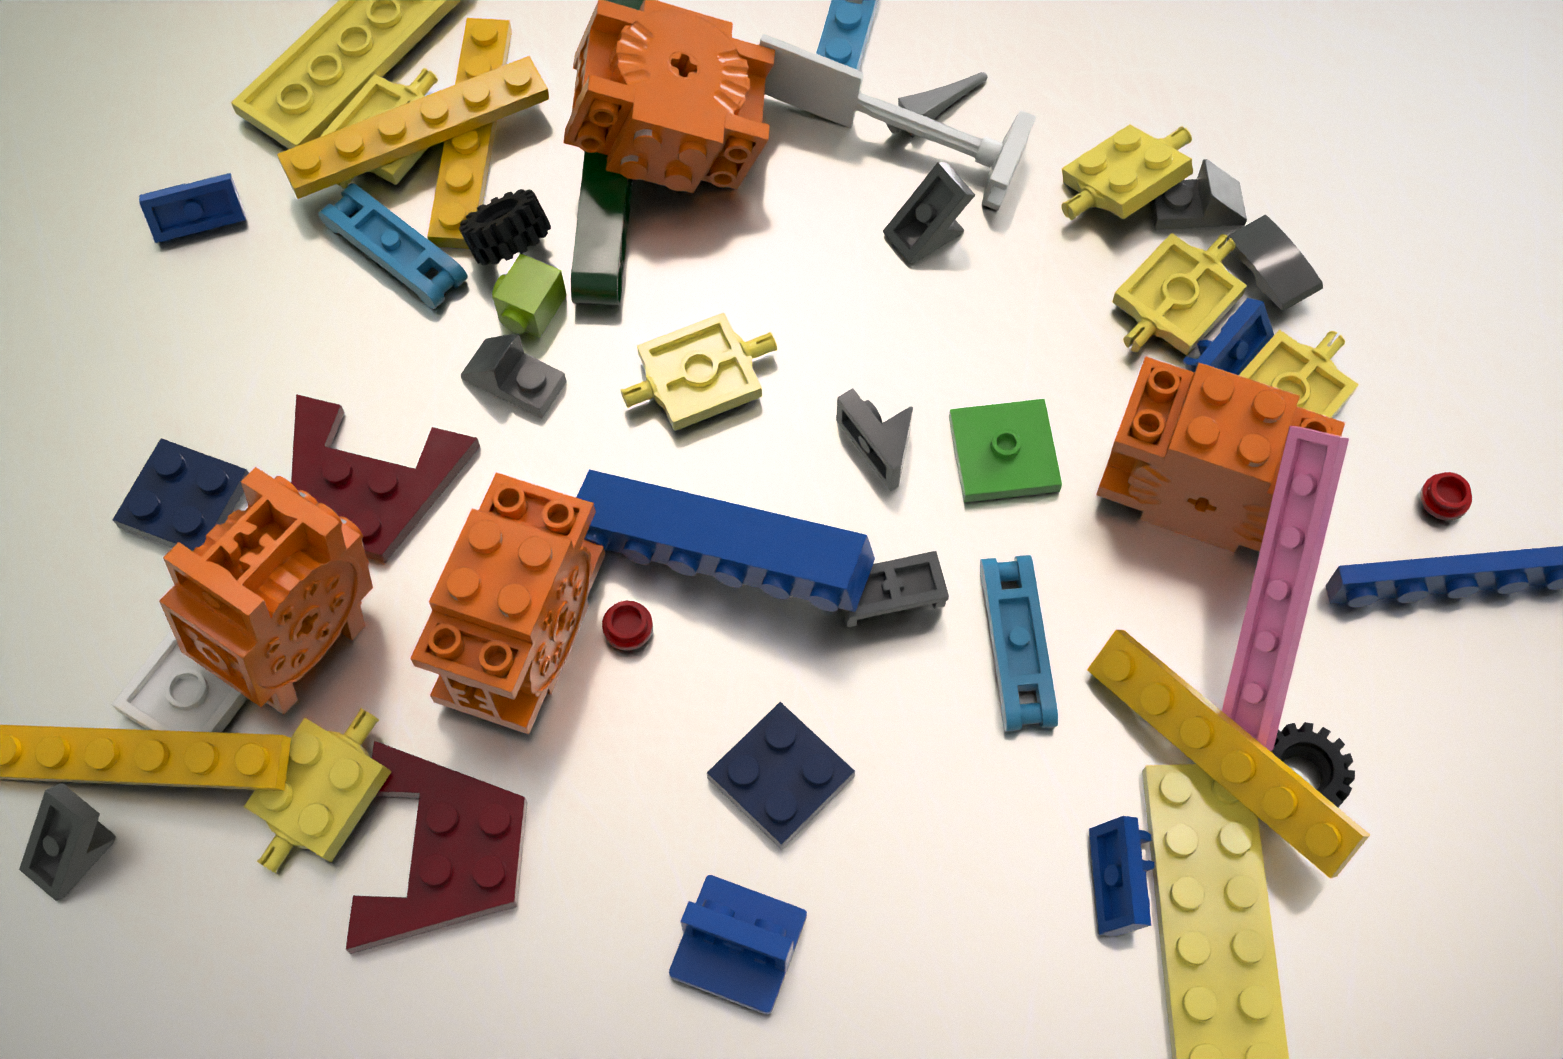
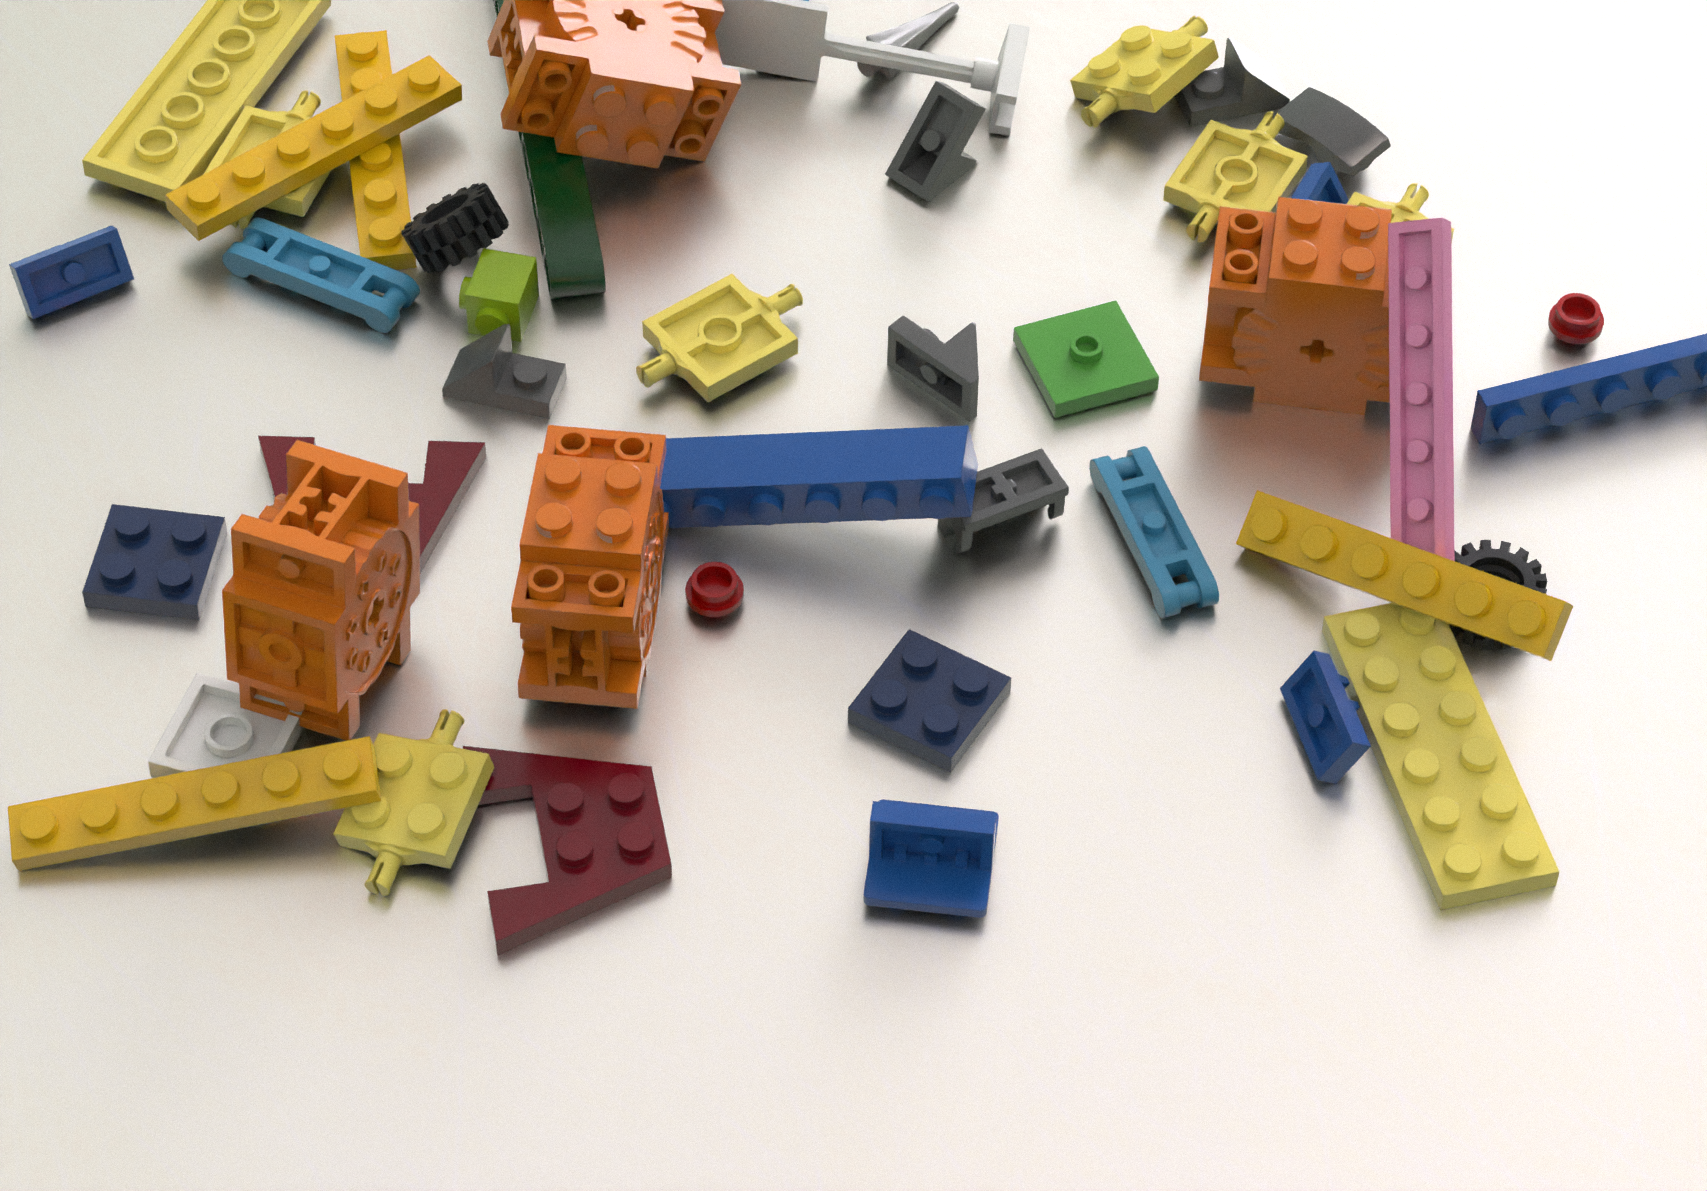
camera: 15 degrees left, 15 degrees down
(64, 842) = (138, 896): dark grey slope -> none

